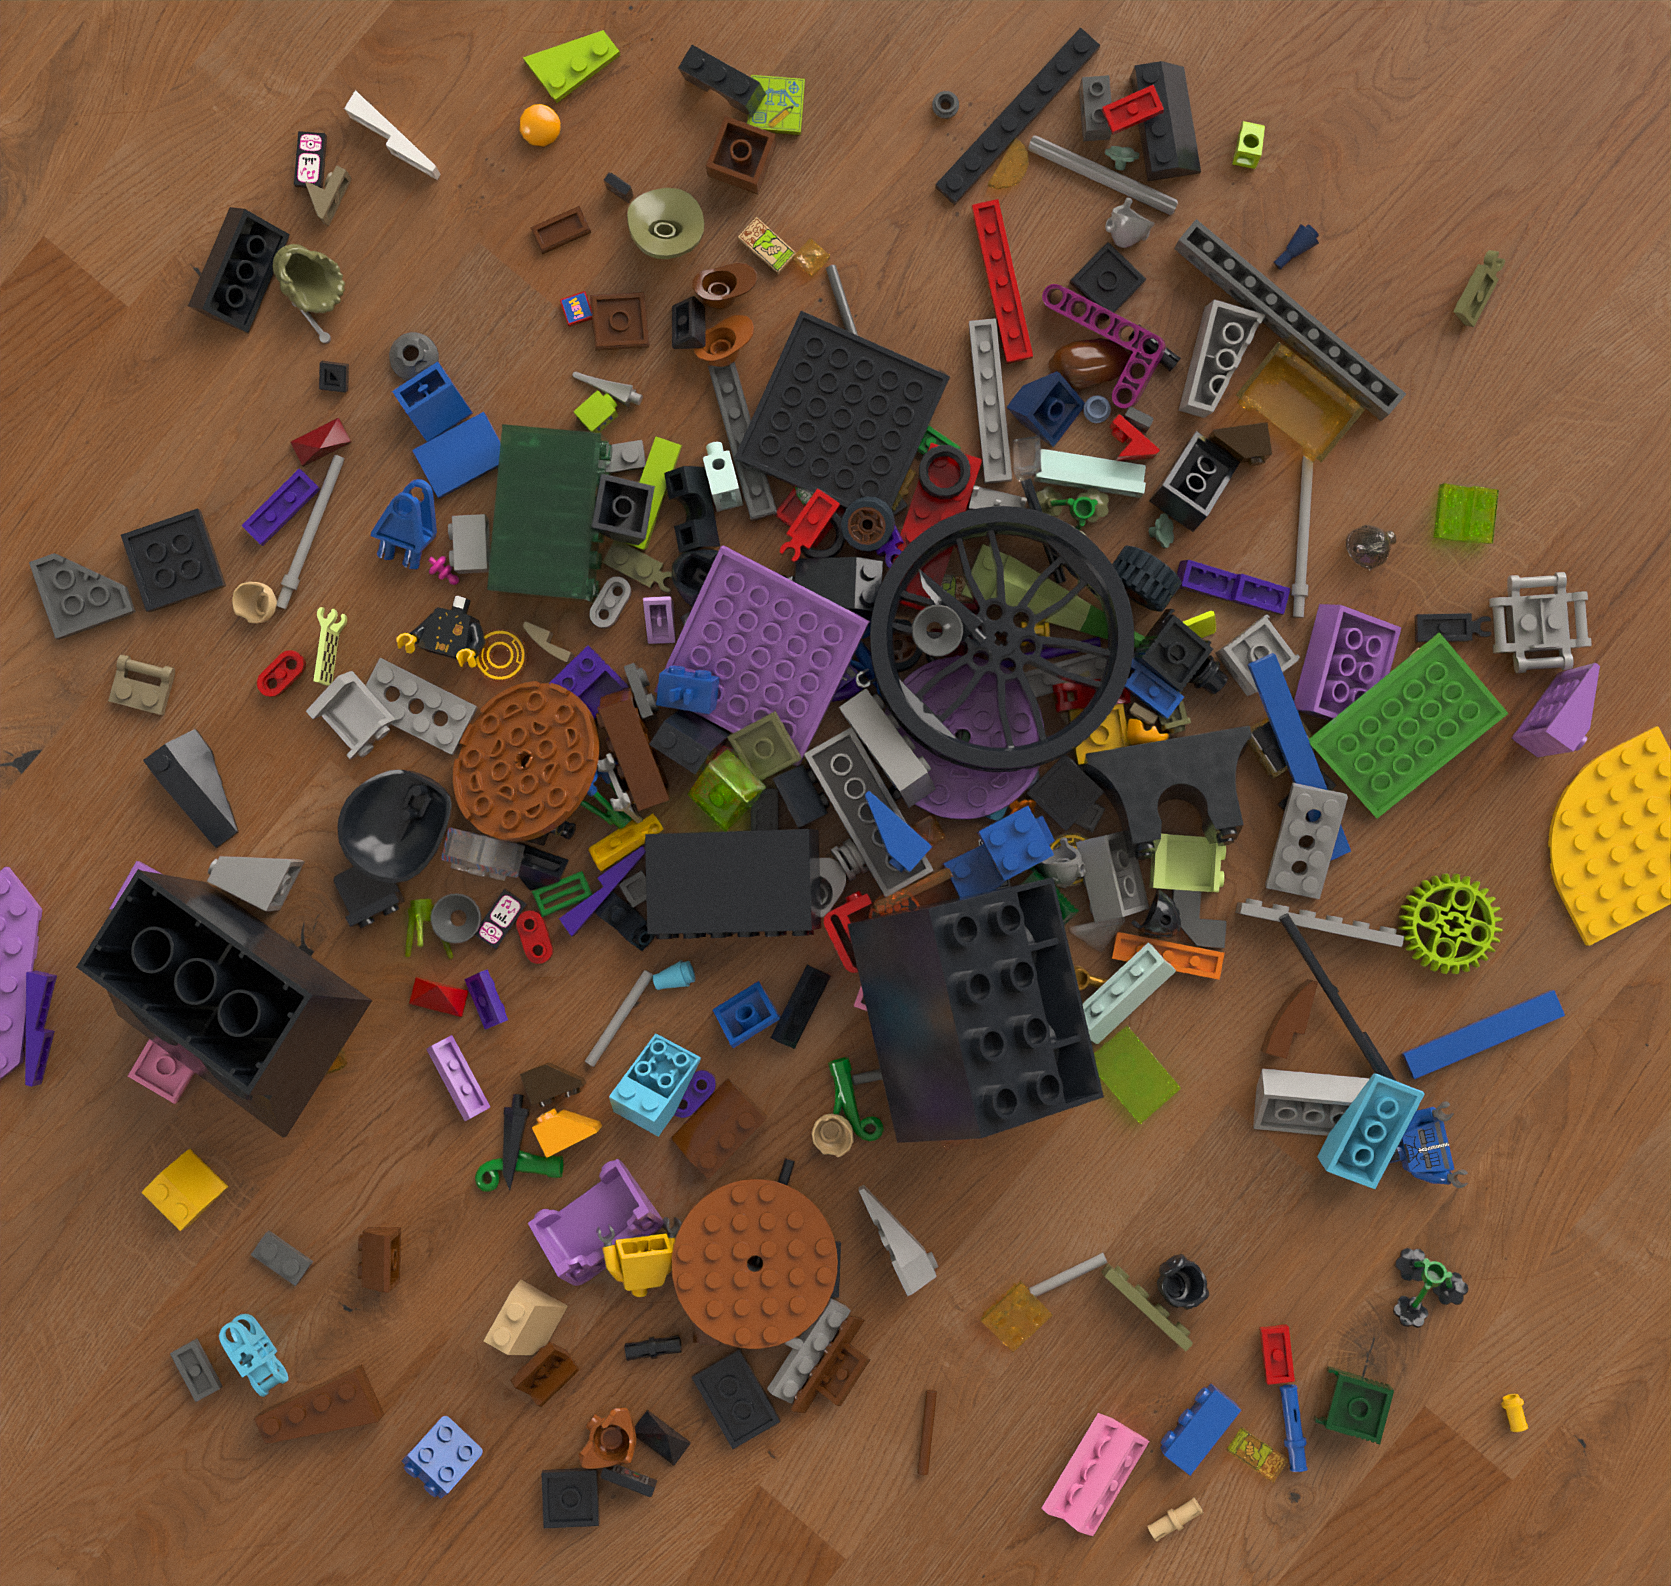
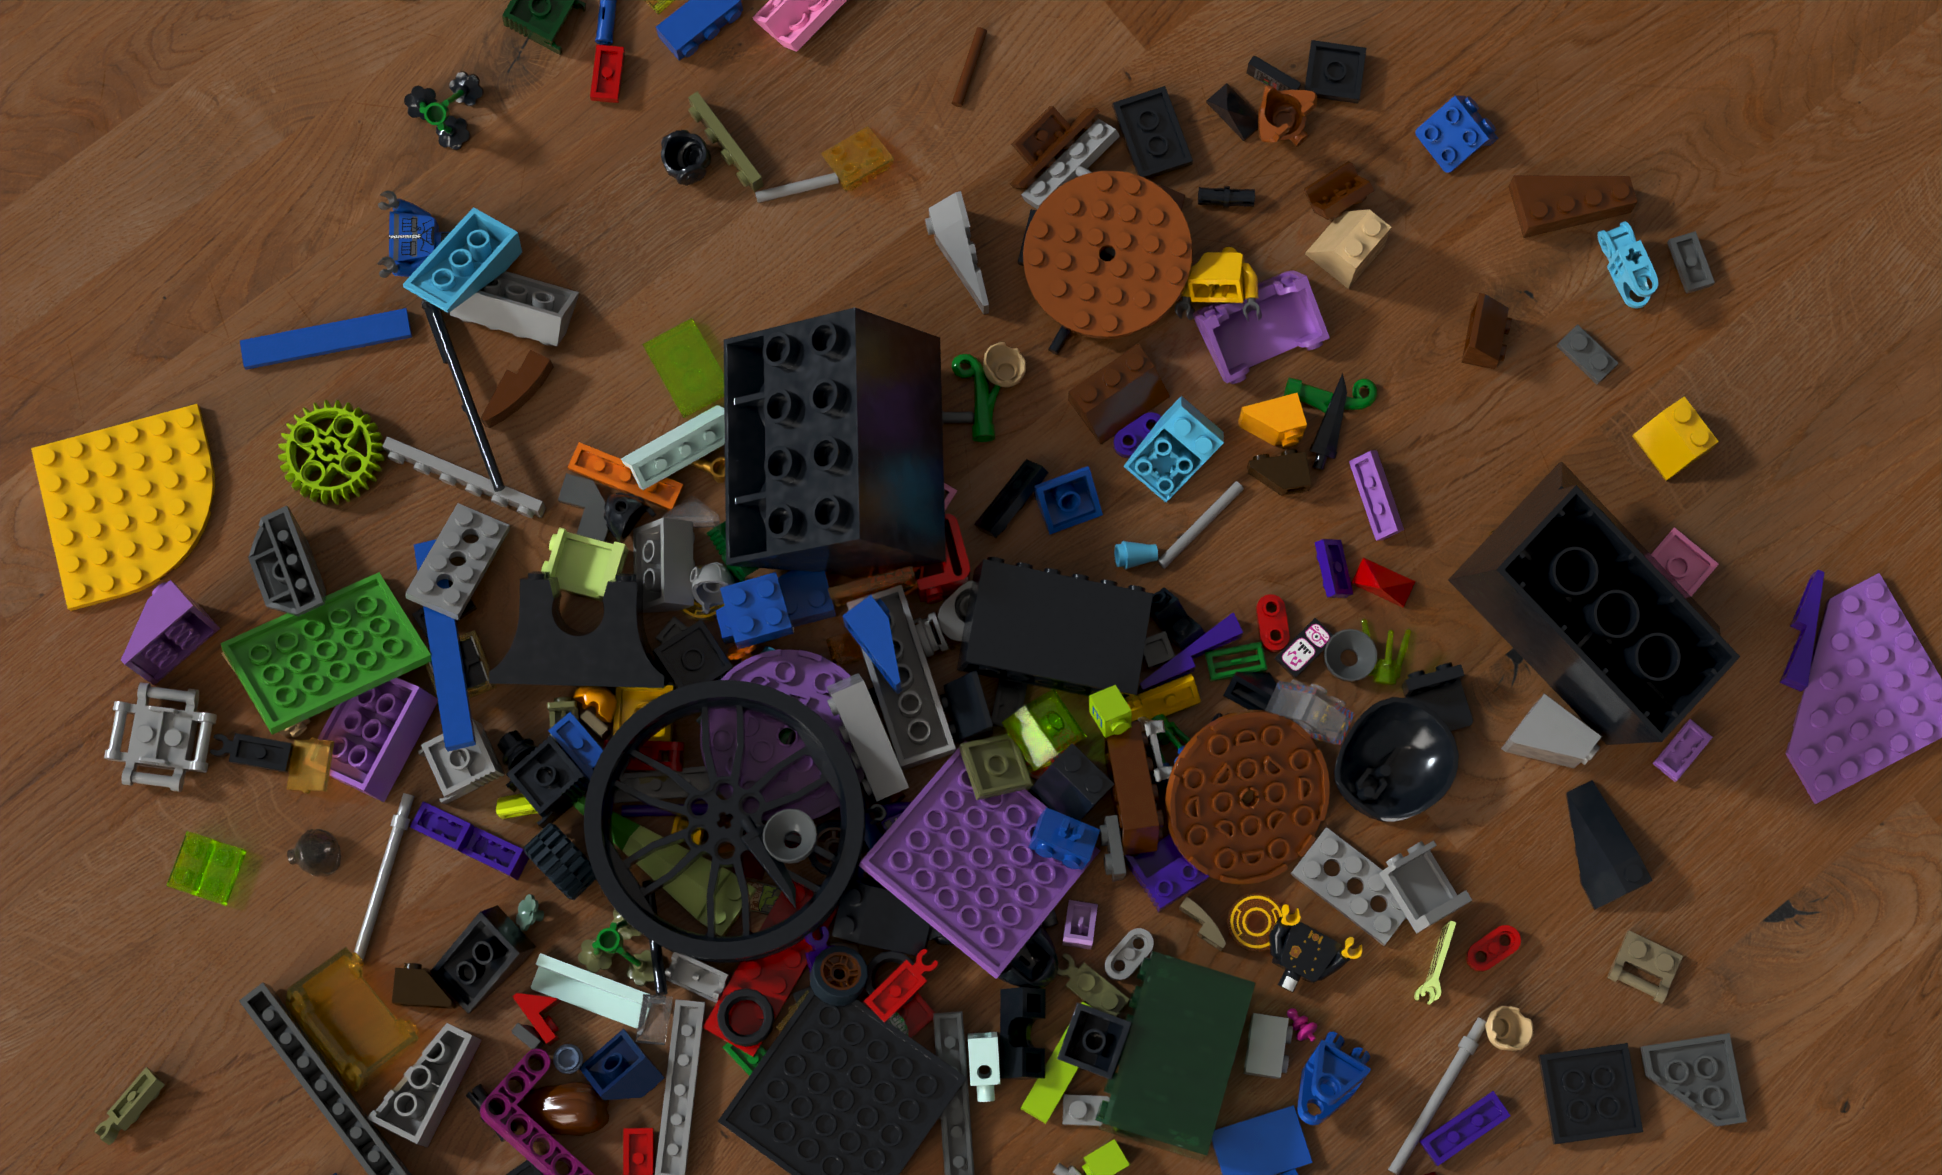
camera: 170 degrees left, 10 degrees down
(665, 811) = (1110, 711): none -> lime brick
(1395, 625) = (310, 765): none -> clear yellow piece
(1464, 803) = (286, 565): none -> dark grey wedge

